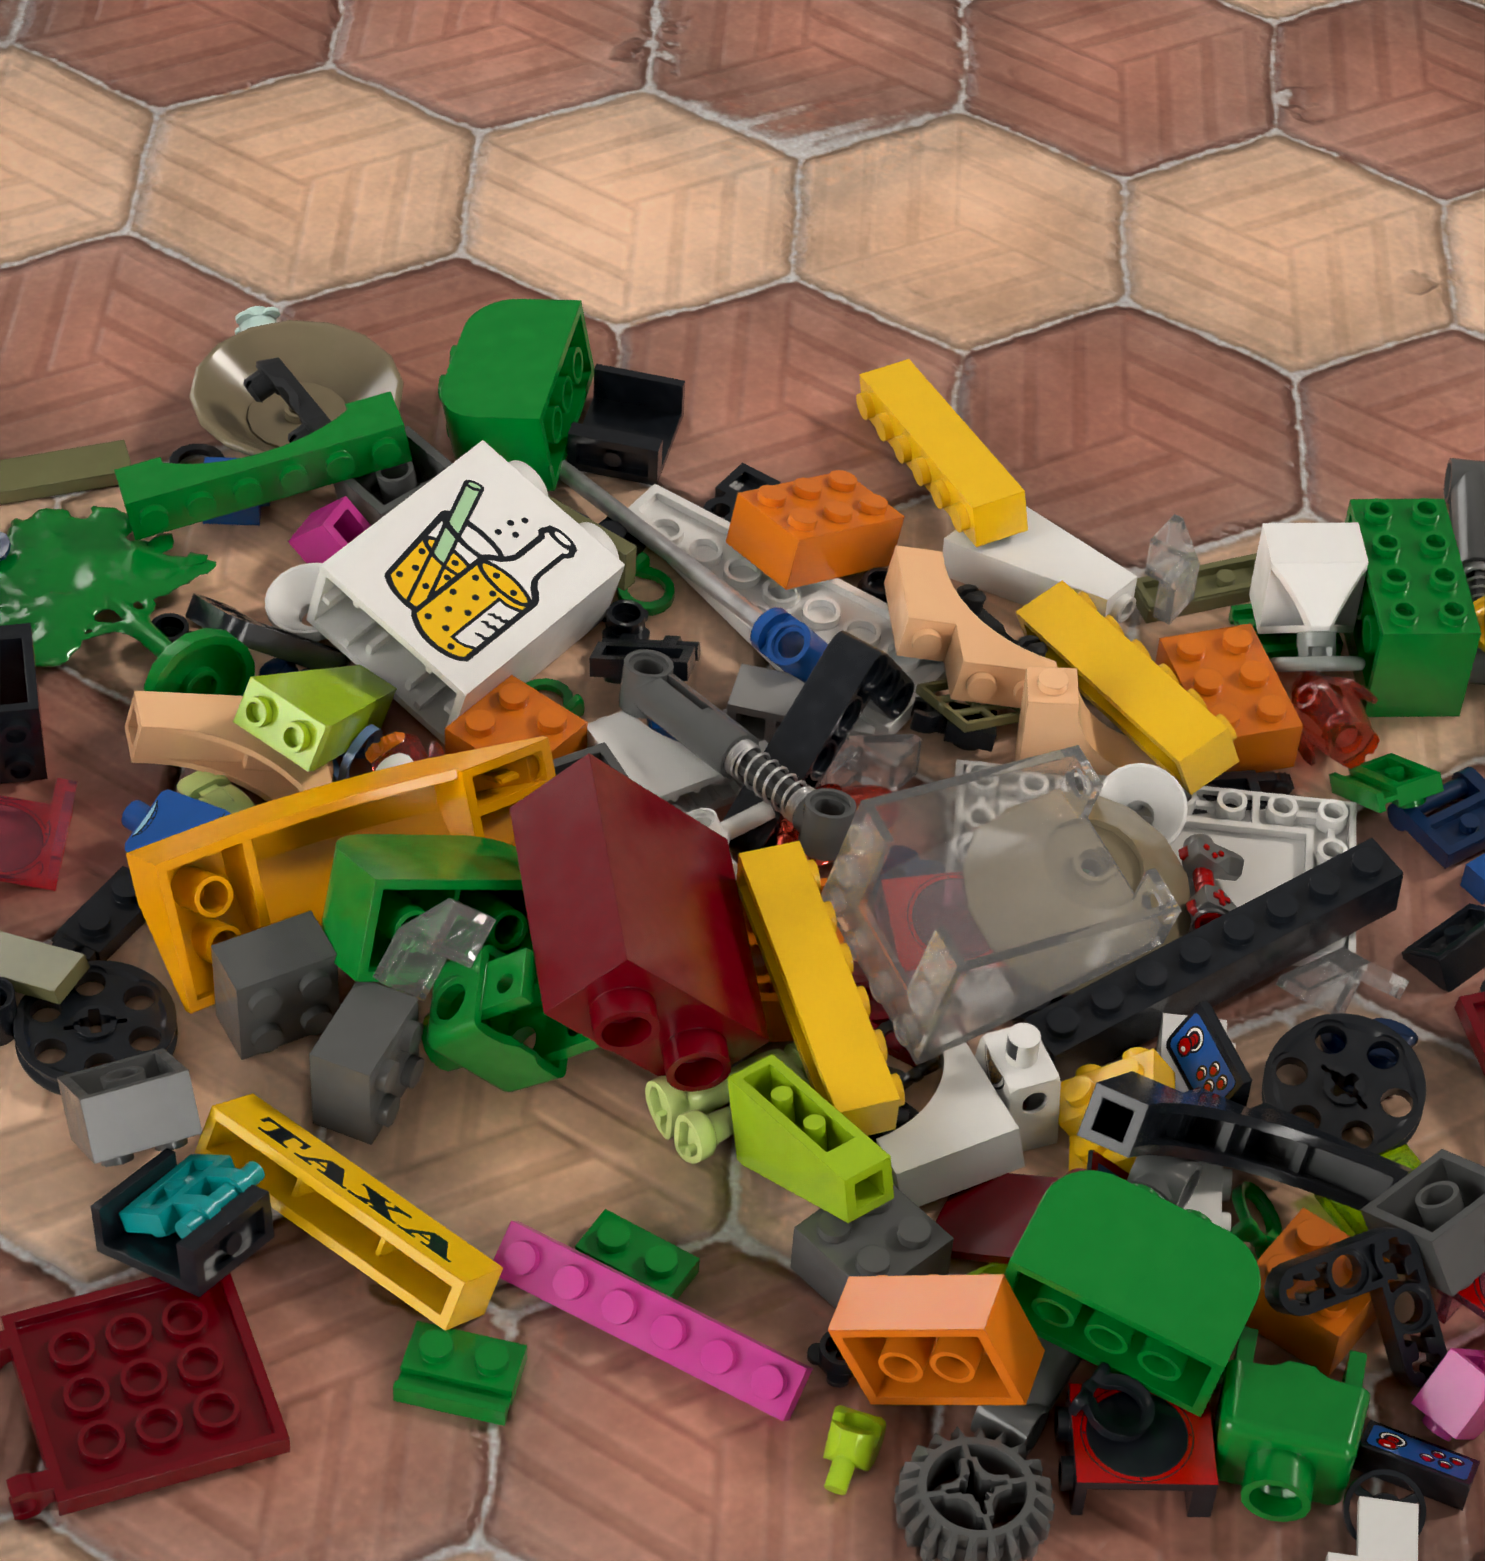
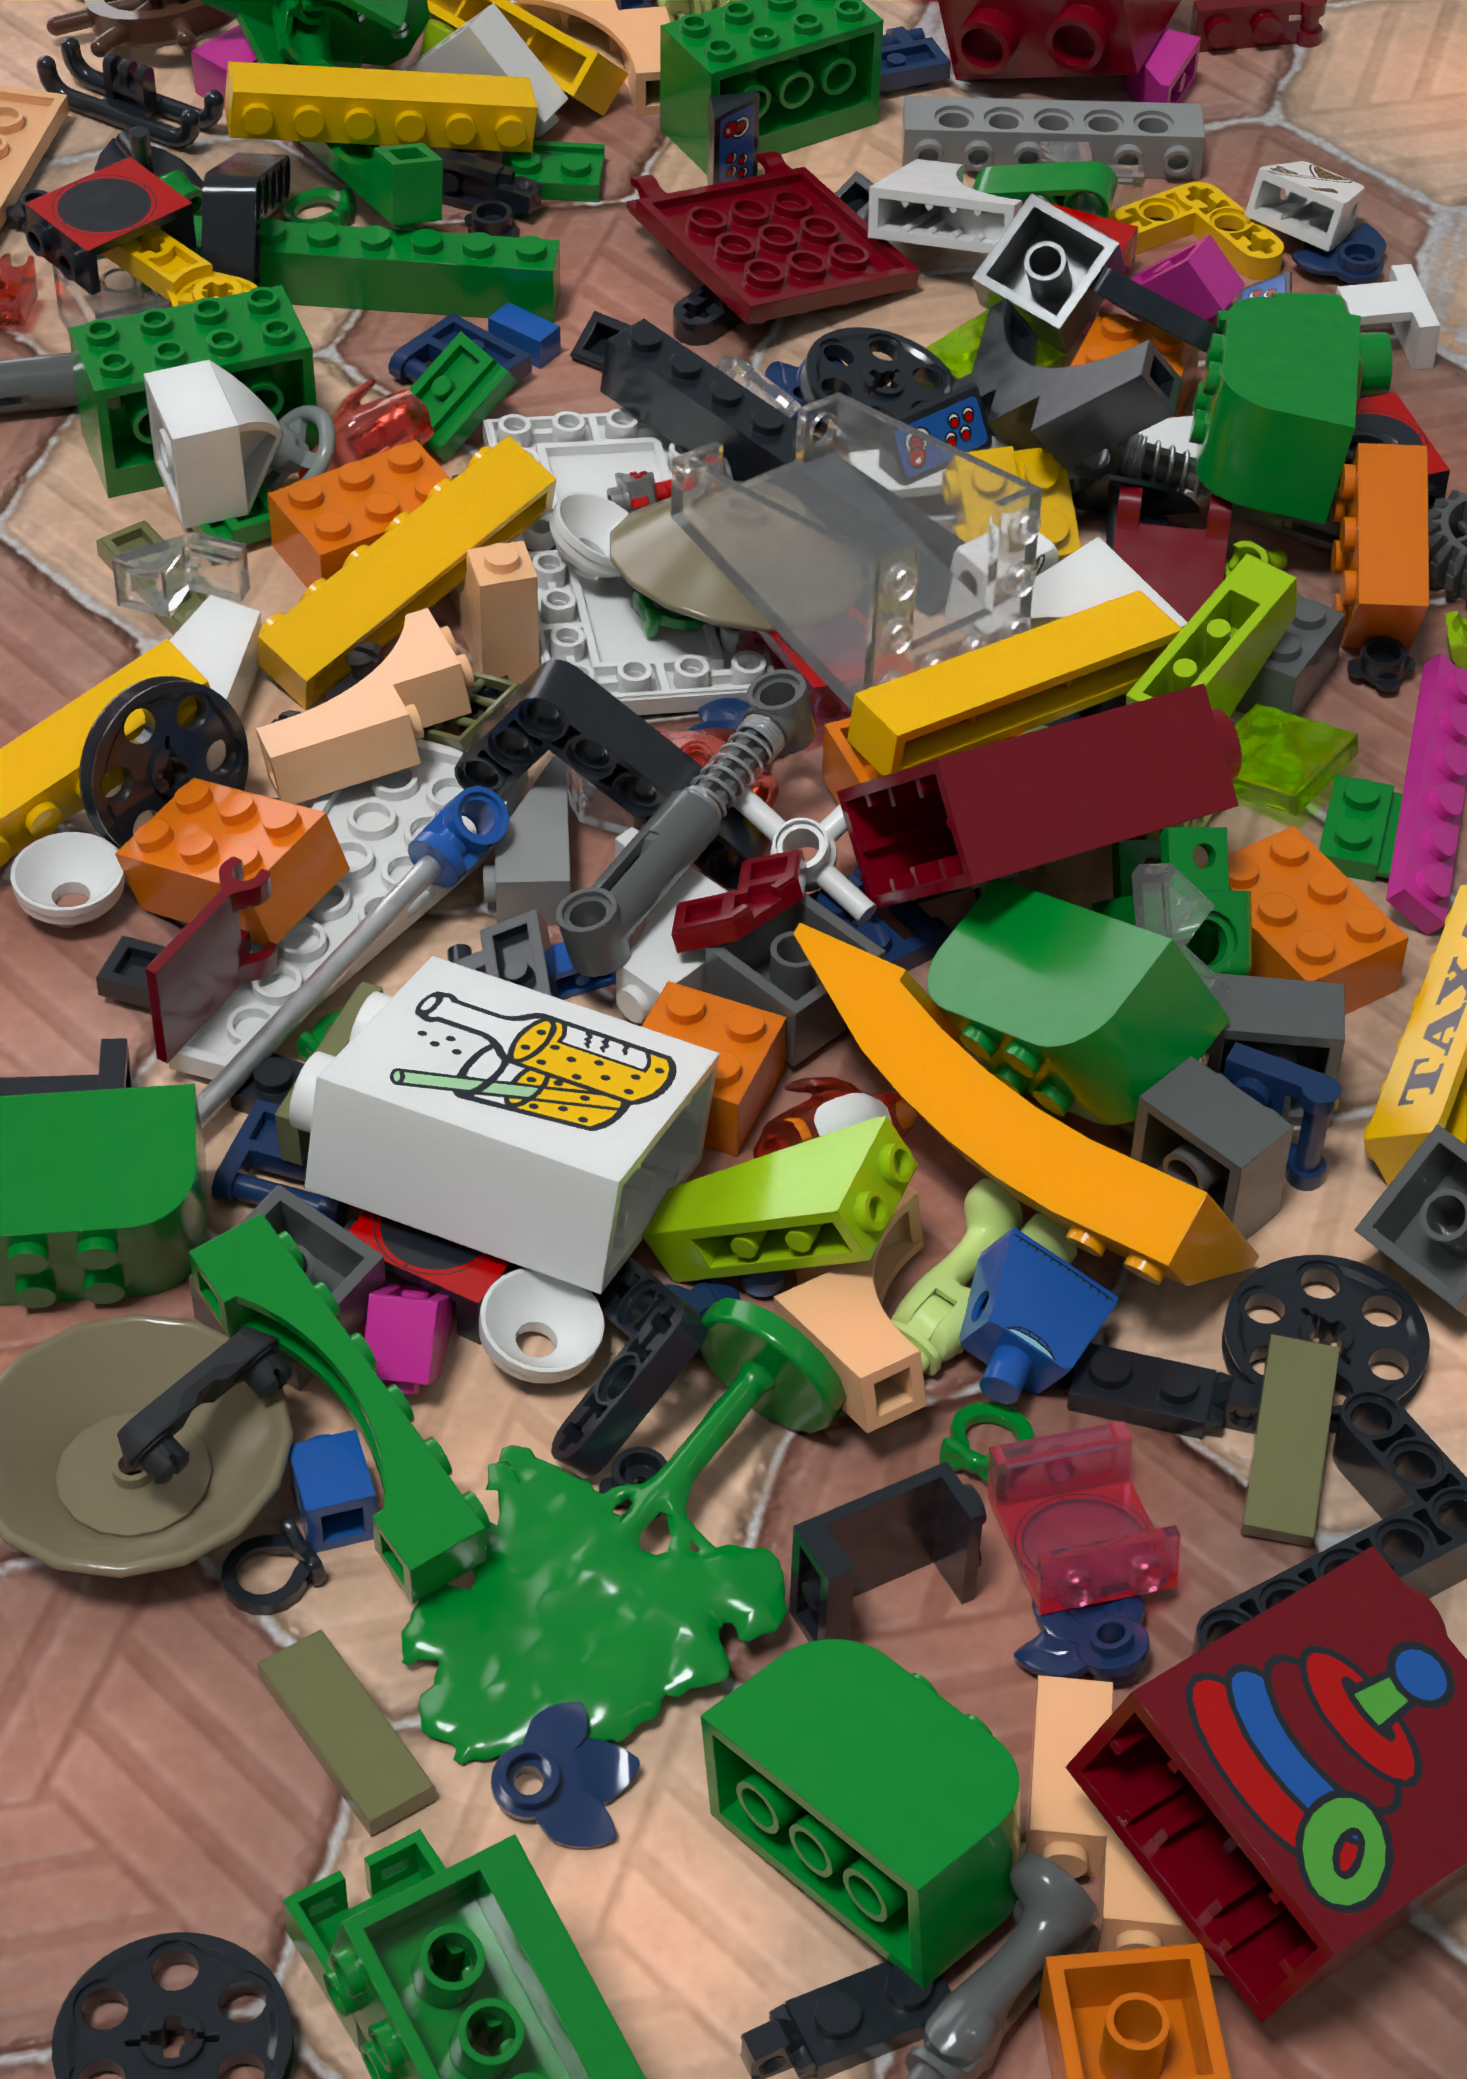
camera: 105 degrees left, 0 degrees up
(86, 813) = (956, 1447): none -> green piece
(302, 1024) = (1272, 1084): none -> dark blue plate
(511, 1149) = (1315, 920): none -> orange brick
(631, 752) = (764, 891): none -> dark red tile
(689, 475) = (207, 961): none -> dark red flag
(731, 1221) = (1288, 758): none -> clear neon green plate
(851, 452) = (64, 866): none -> white piece
(917, 486) = (146, 754): none -> black wedge

